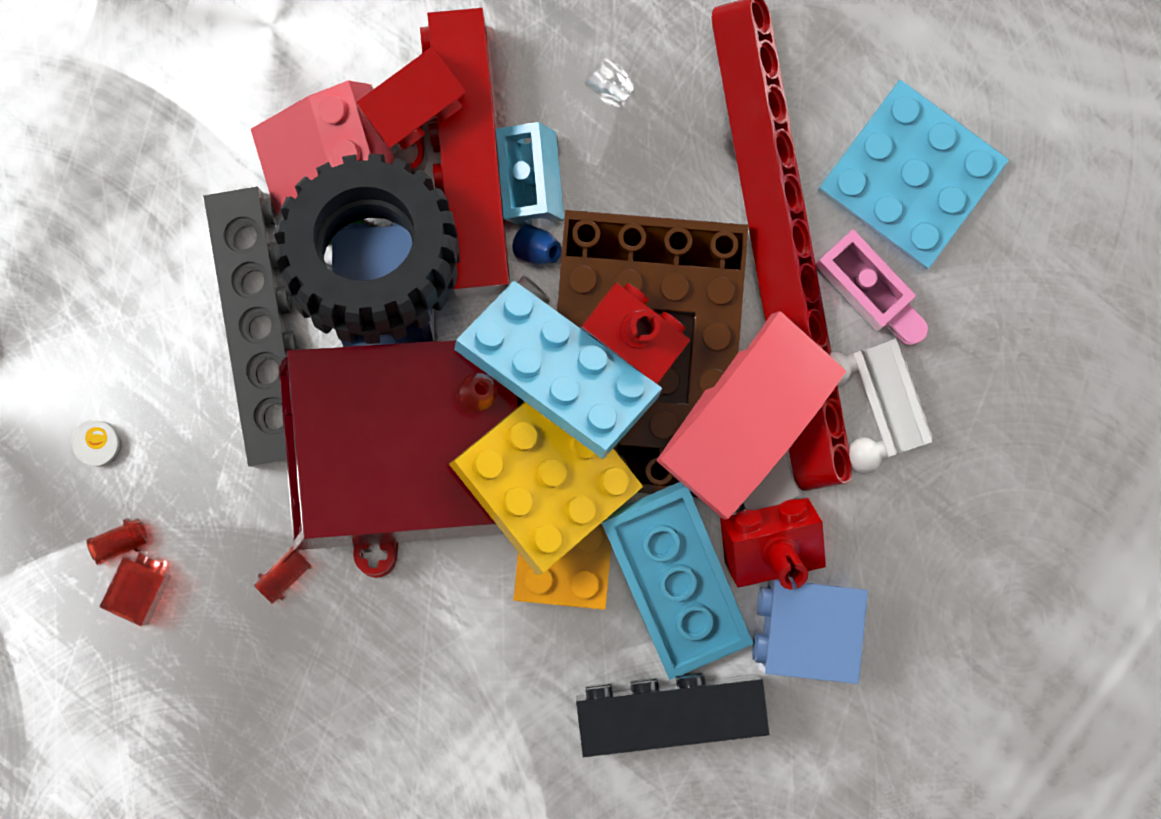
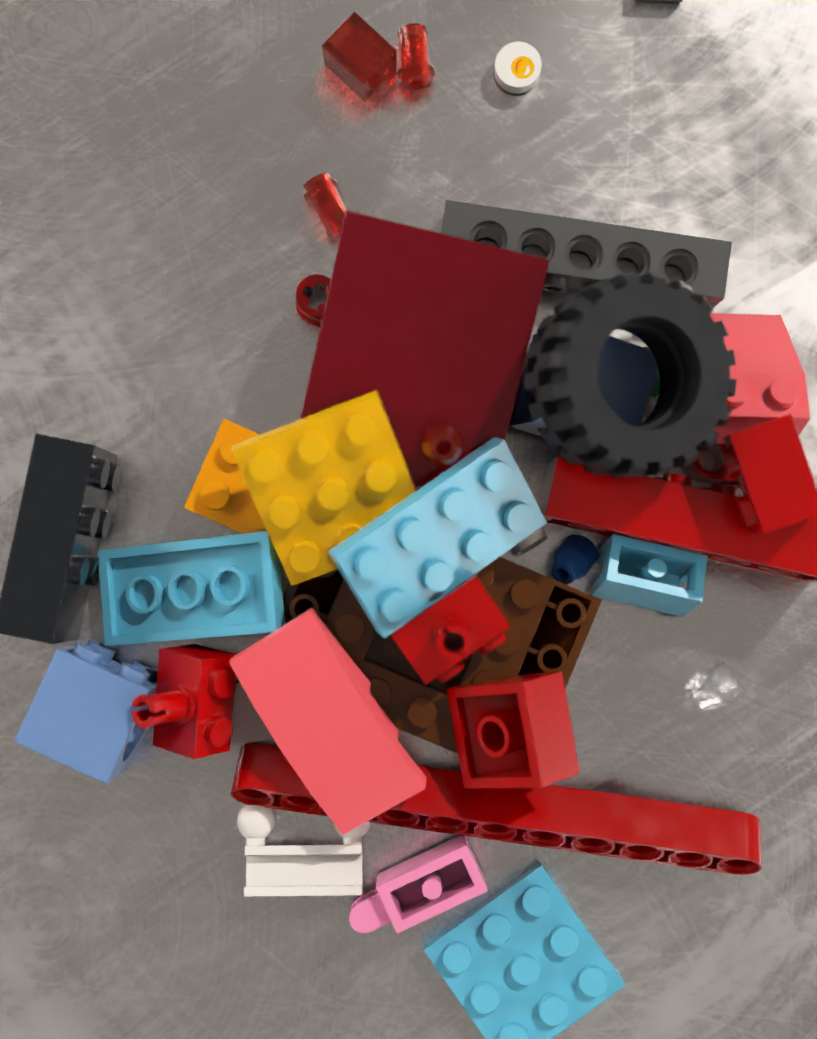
camera: 105 degrees right, 0 degrees up
(706, 251) = (513, 732): none -> red slope

